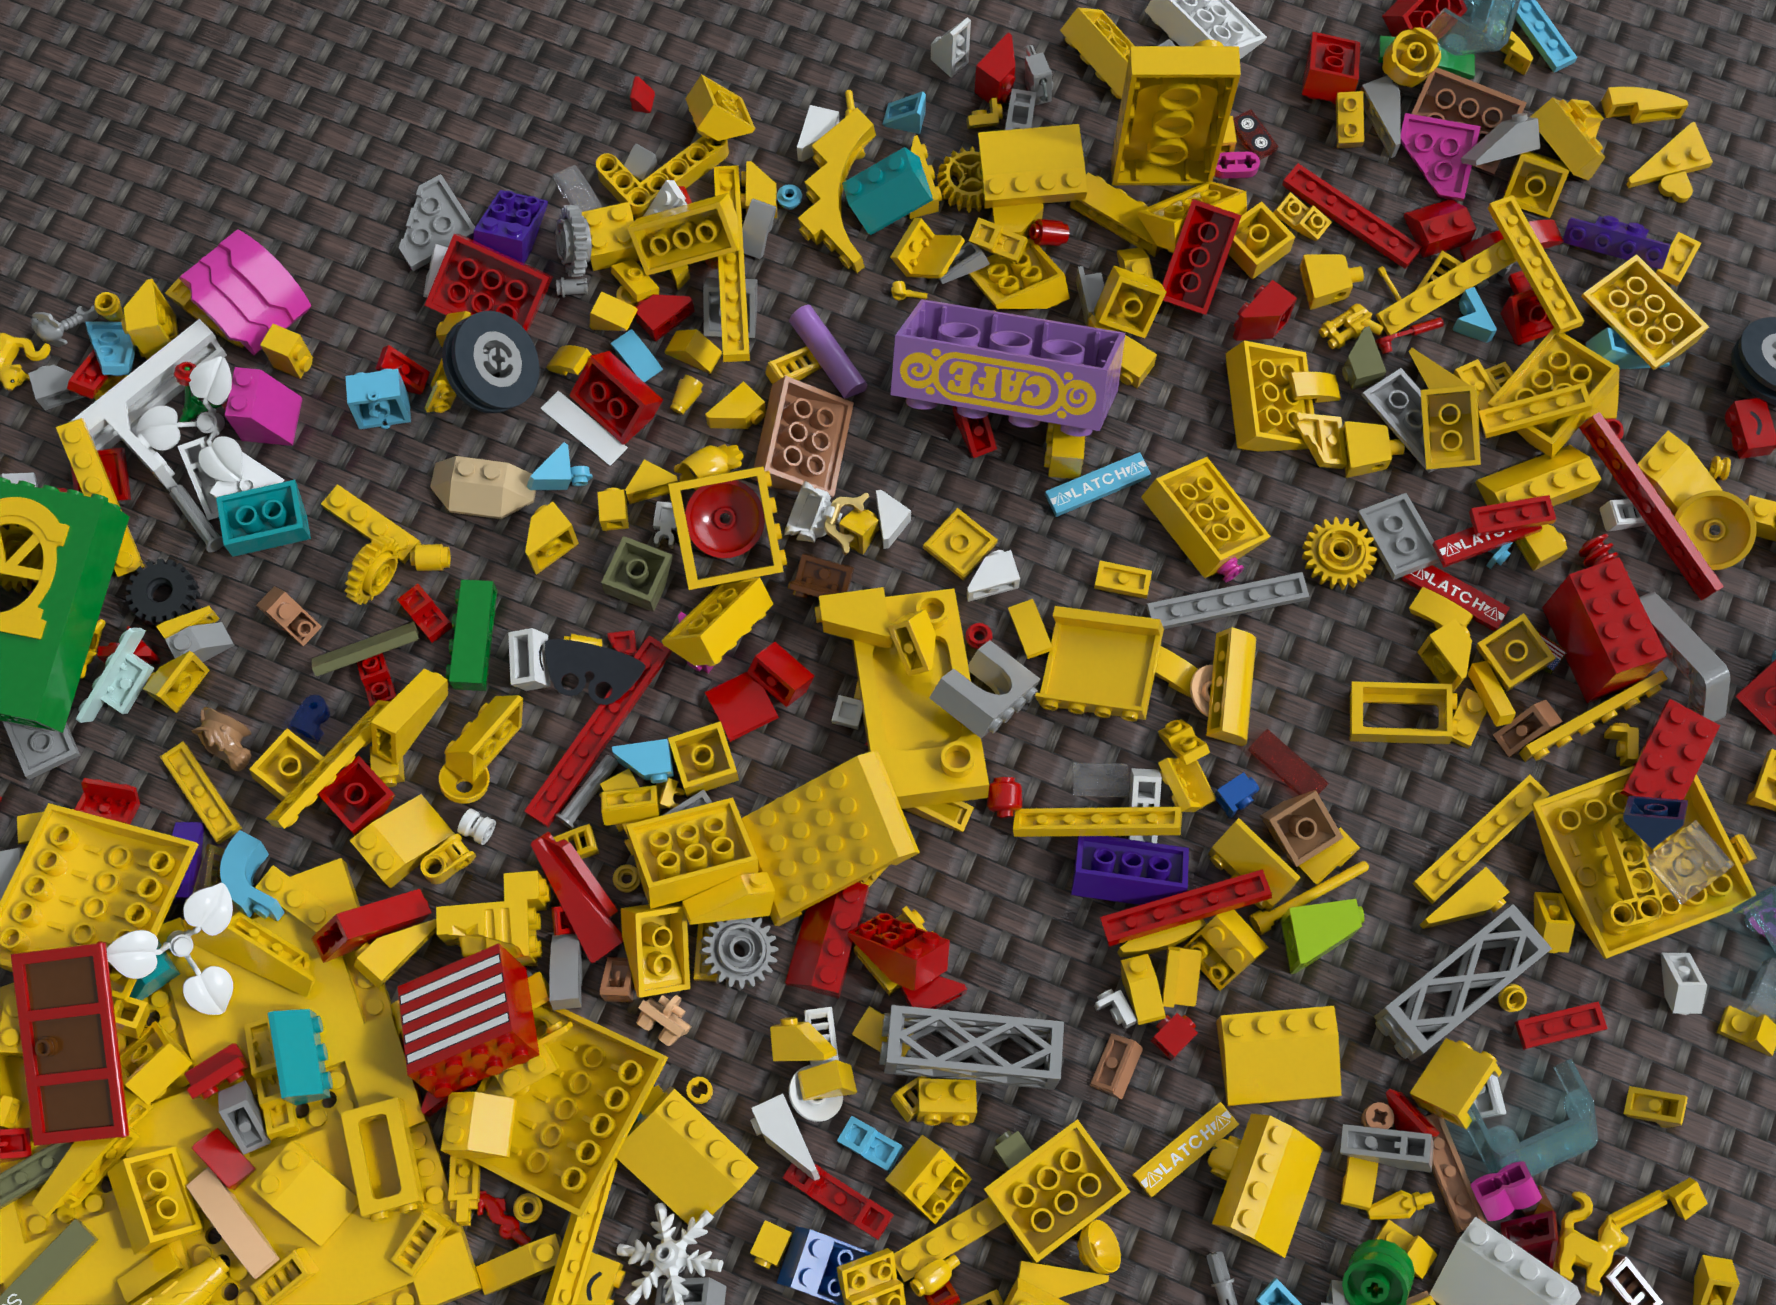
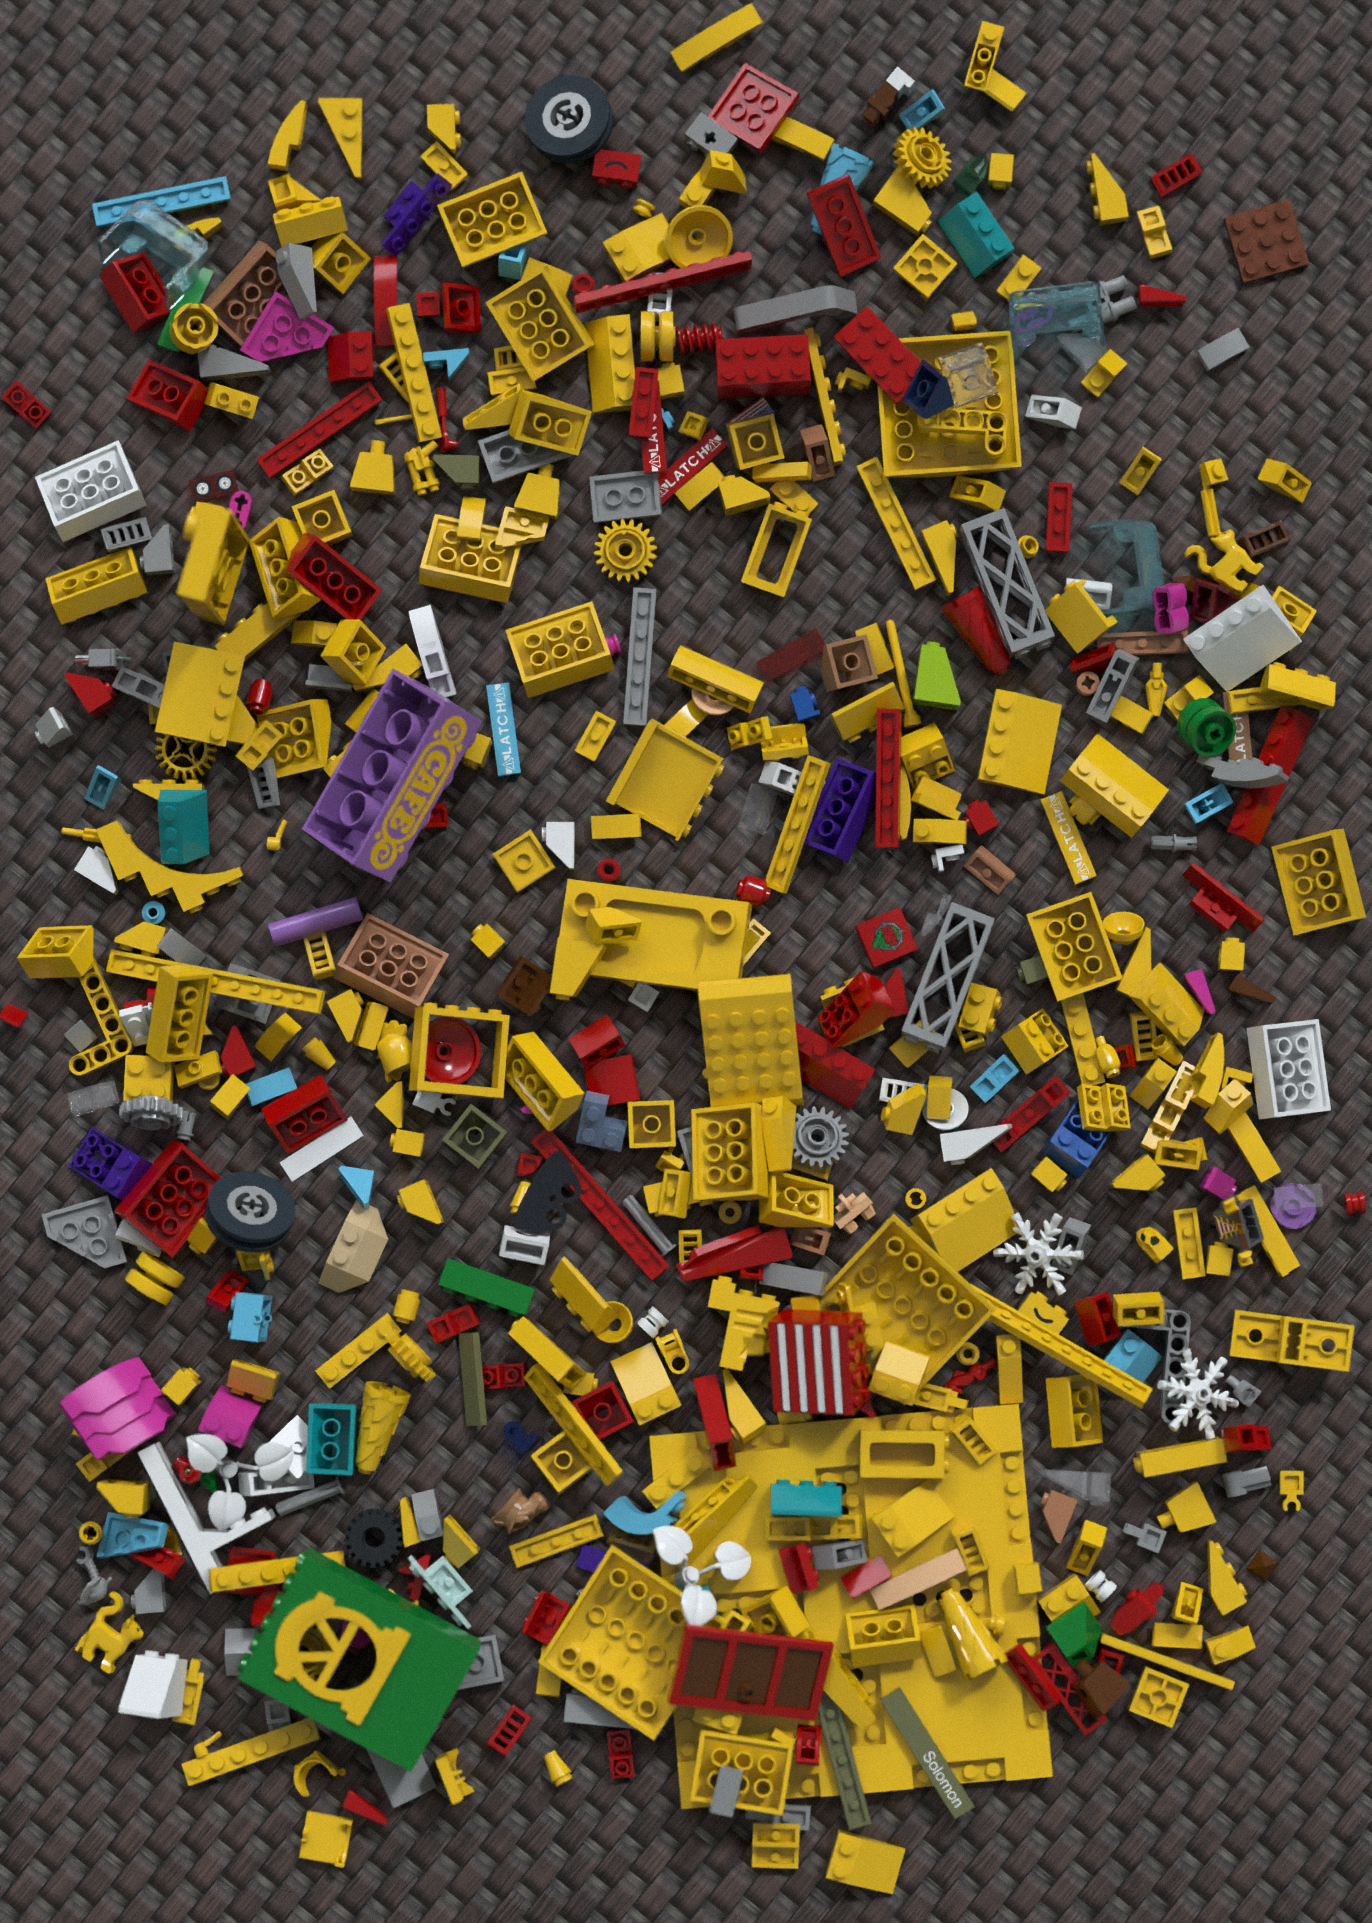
camera: 70 degrees left, 15 degrees up
(288, 615) = (424, 1436): nougat slope -> none
(294, 561) = (378, 1422): none -> yellow cone
(312, 421) = (252, 1379): none -> yellow slope
(397, 293) = (153, 1281): none -> yellow wheel
(569, 359) = (260, 1145): yellow slope -> none
(580, 475) = (368, 1162): medium azure plate -> none
(647, 759) = (643, 1168): medium azure slope -> none
(684, 697) = (596, 1128): none -> sand blue brick
(731, 436) = (371, 1025): none -> yellow slope
(816, 516) = (467, 976): white helmet -> none
(892, 517) = (485, 912): white slope -> none
(924, 253) = (248, 808): yellow bracket -> none
(979, 709) = (662, 856): light grey arch -> none
(981, 119) = (130, 719): yellow bracket -> none
(998, 965) = (886, 937): none -> red slope
(1036, 1011) = (932, 919): none -> clear slope
(1155, 384) = (431, 651): none -> white slope
(1265, 314) = (396, 537): red slope -> none
(1398, 964) = (977, 626): none -> red cone
(1504, 587) = (693, 425): none -> yellow tile
(1535, 264) = (425, 297): yellow plate -> none
(1535, 410) = (557, 349): yellow plate -> none
(1588, 514) = (657, 336): none -> yellow wheel
(1676, 186) = (374, 137): yellow tile -> none
(1722, 244) = (442, 125): none -> yellow slope

